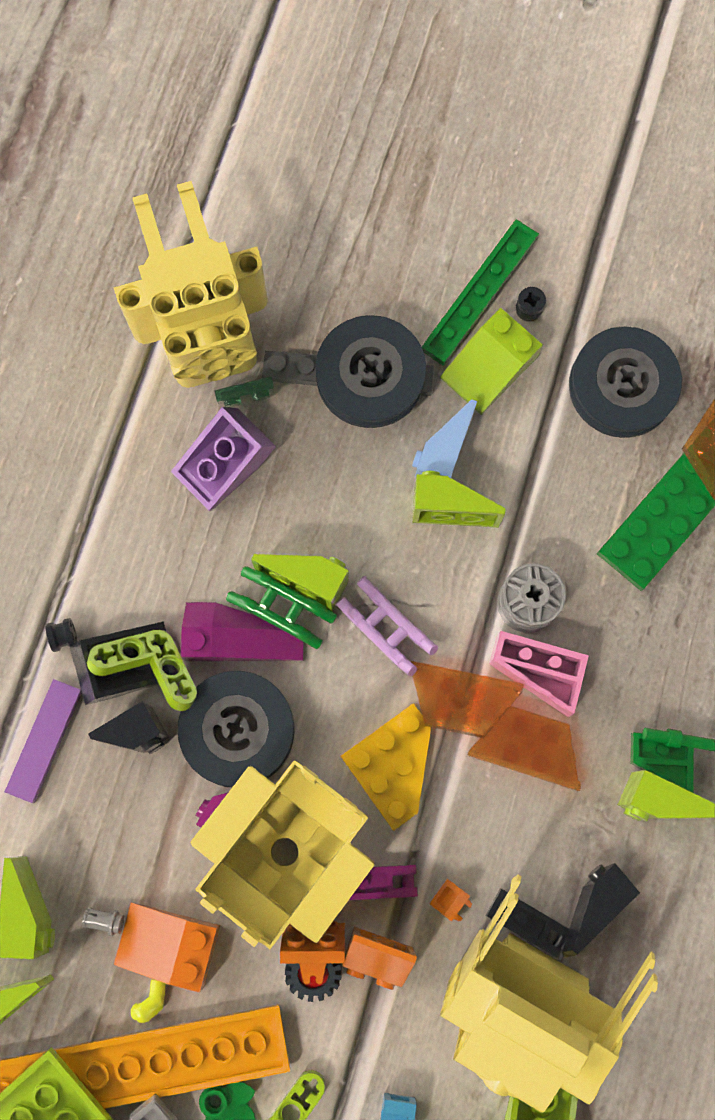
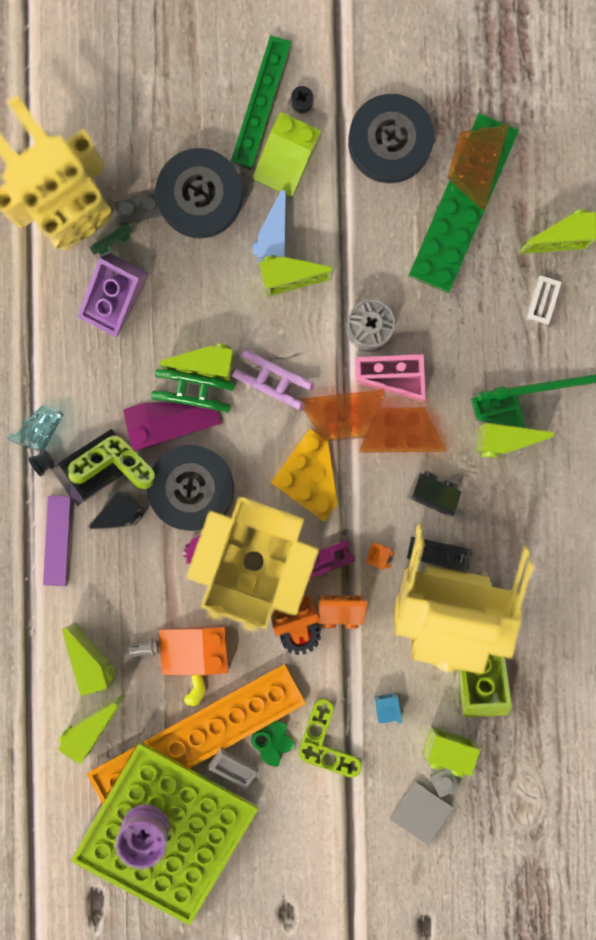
camera: 20 degrees left, 10 degrees up
(71, 591) = (38, 429): none -> clear light blue wing
(549, 842) = (435, 494): none -> black slope
(597, 906) = (481, 524): black slope -> none

